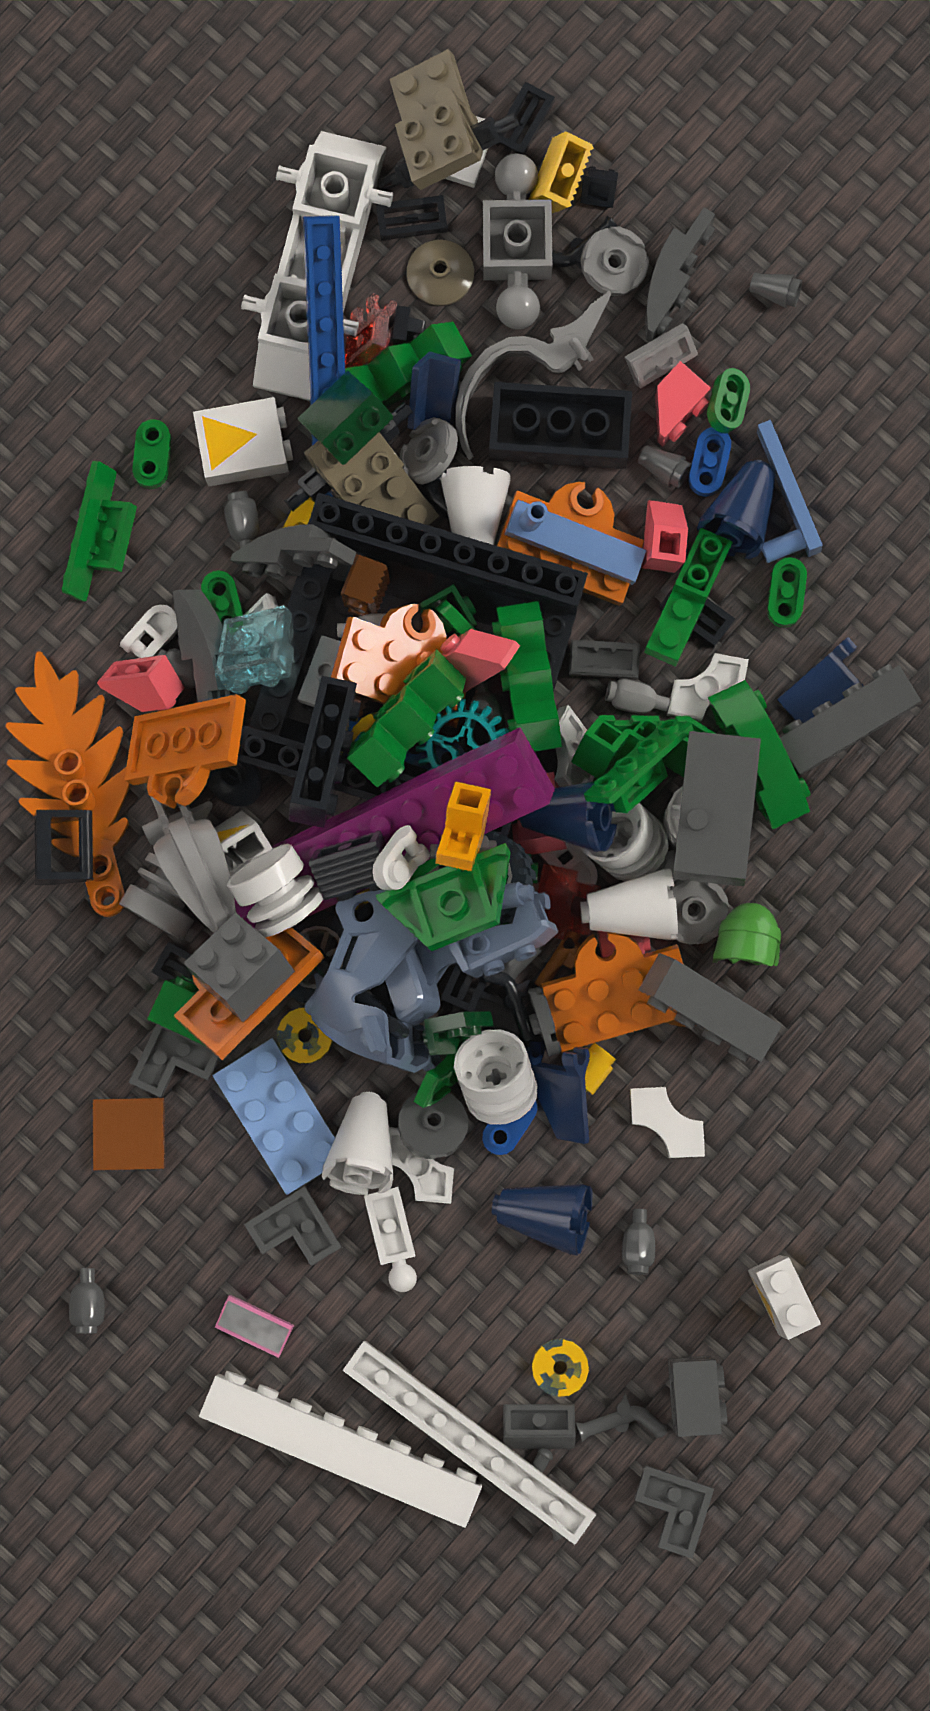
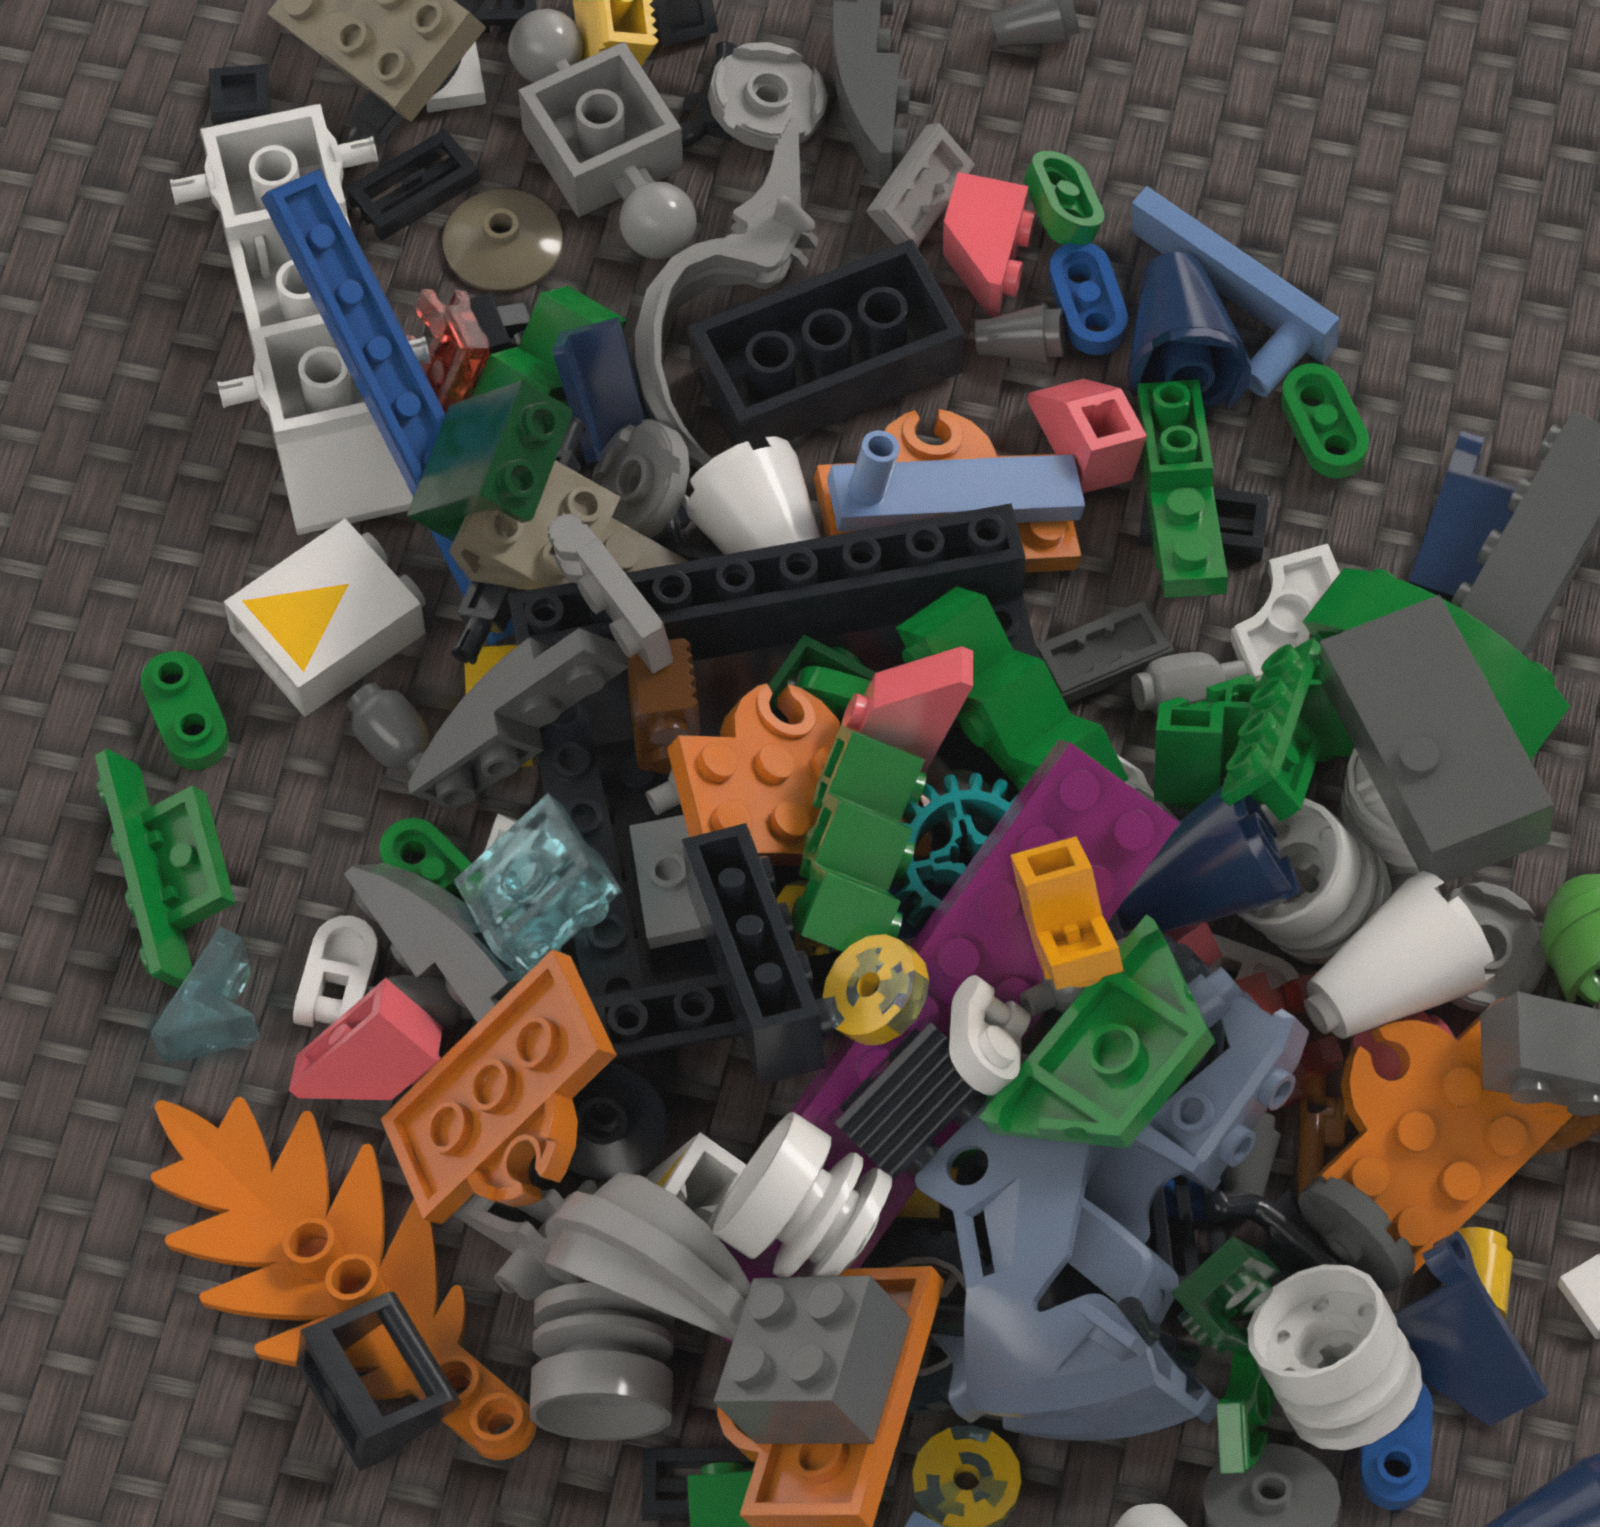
camera: 30 degrees left, 20 degrees down
(74, 619) = (199, 1014): none -> clear light blue slope
(352, 119) = (239, 93): none -> black tile
(360, 522) = (608, 588): none -> light grey hinge
(374, 814) = (894, 1005): none -> yellow piece

